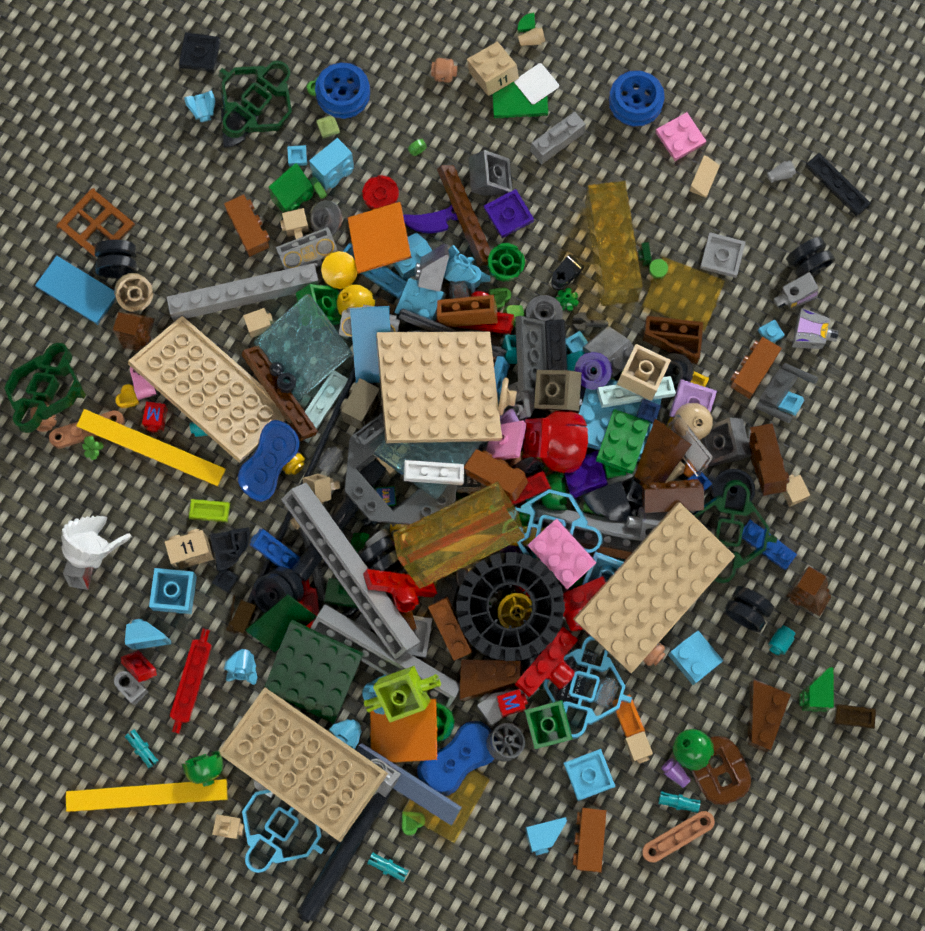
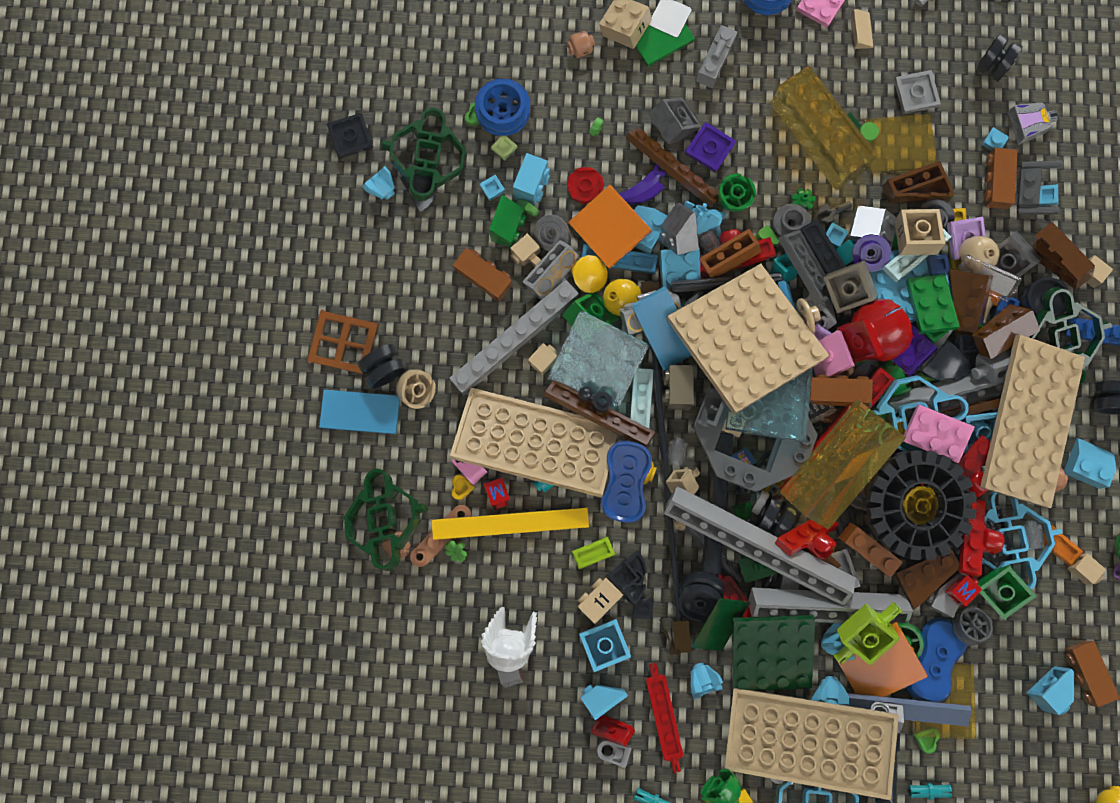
camera: 25 degrees left, 5 degrees up
(133, 330) = (436, 423): reddish brown wedge -> none
(273, 549) = (678, 561): blue plate -> none
(433, 472) = (789, 419): white tile -> none
(501, 296) = (743, 224): bright green tile -> none
(568, 270) = (791, 174): black piece -> none
(589, 775) = (1057, 616): medium azure plate -> none
(804, 290) = (1003, 92): light grey torso -> none

